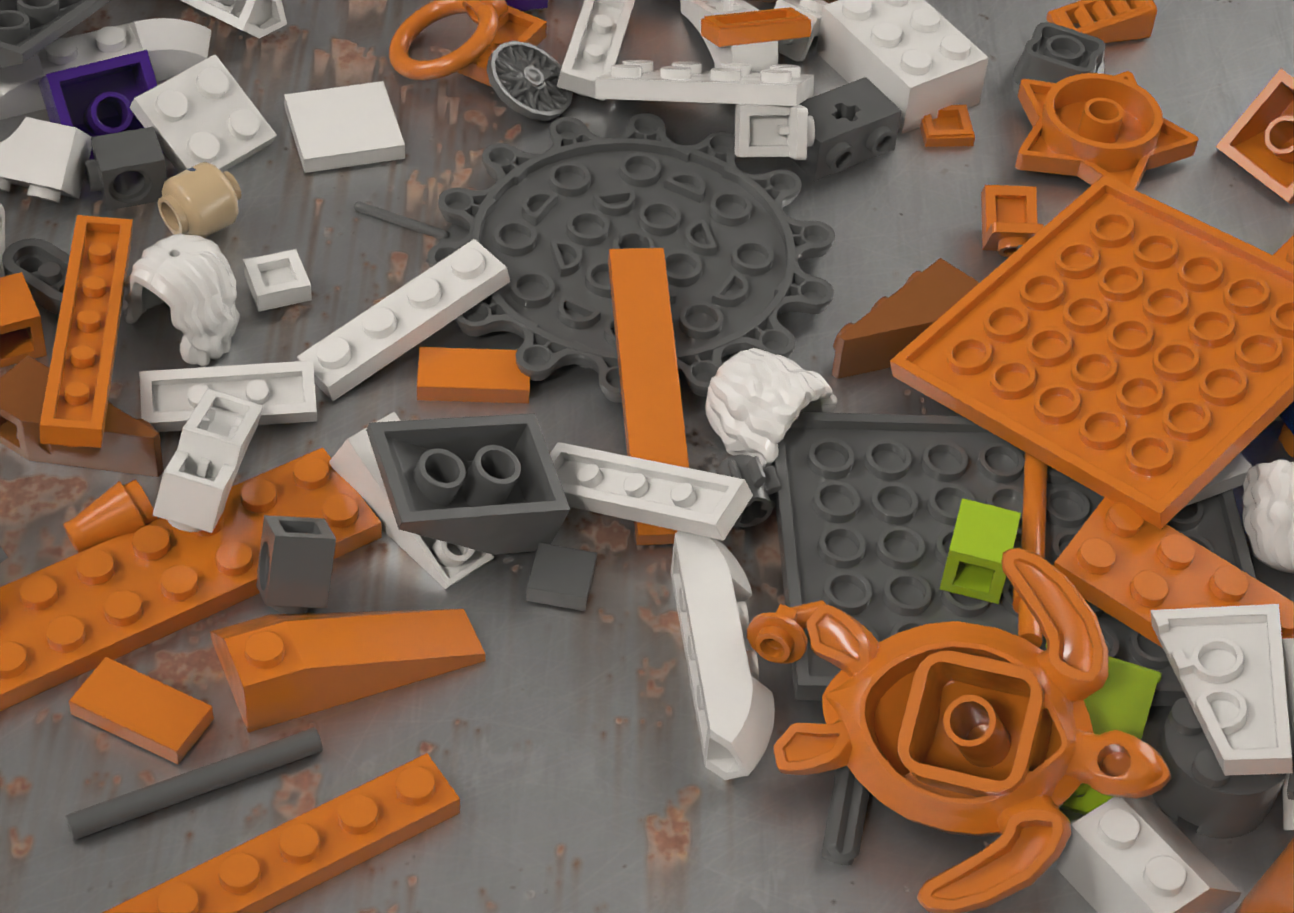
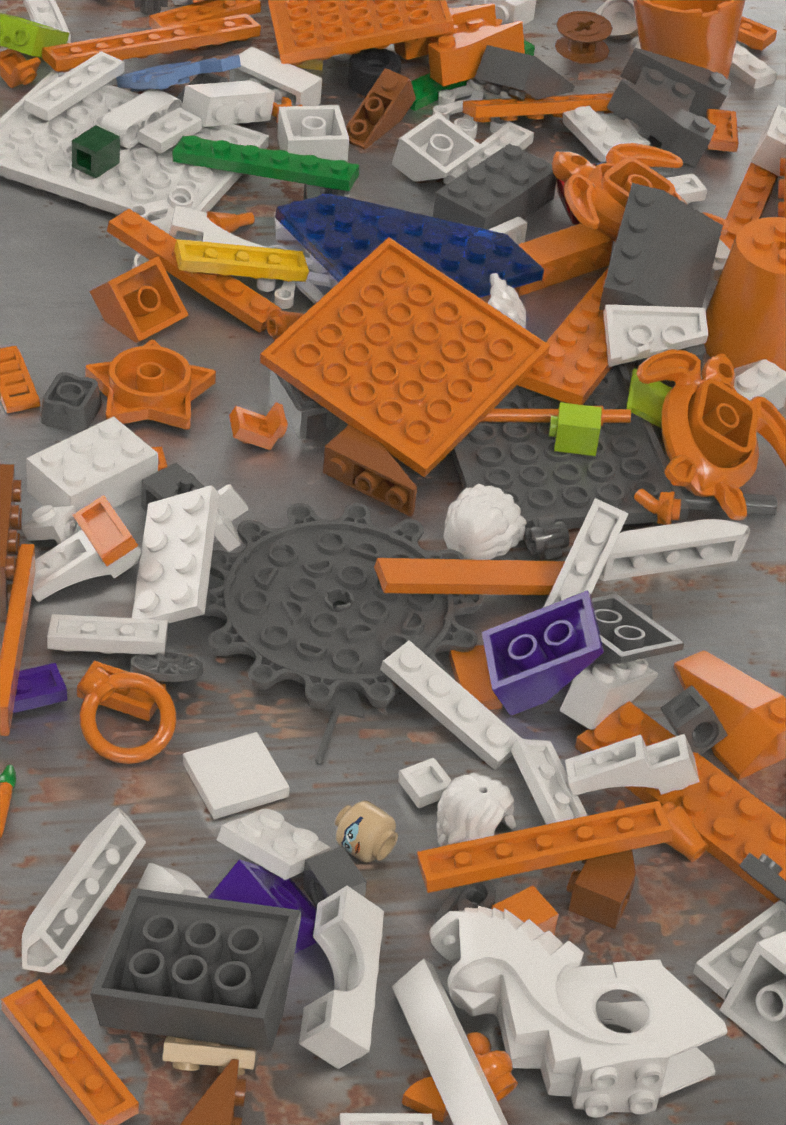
camera: 100 degrees left, 5 degrees down
(448, 381) = (541, 652): none -> dark purple slope

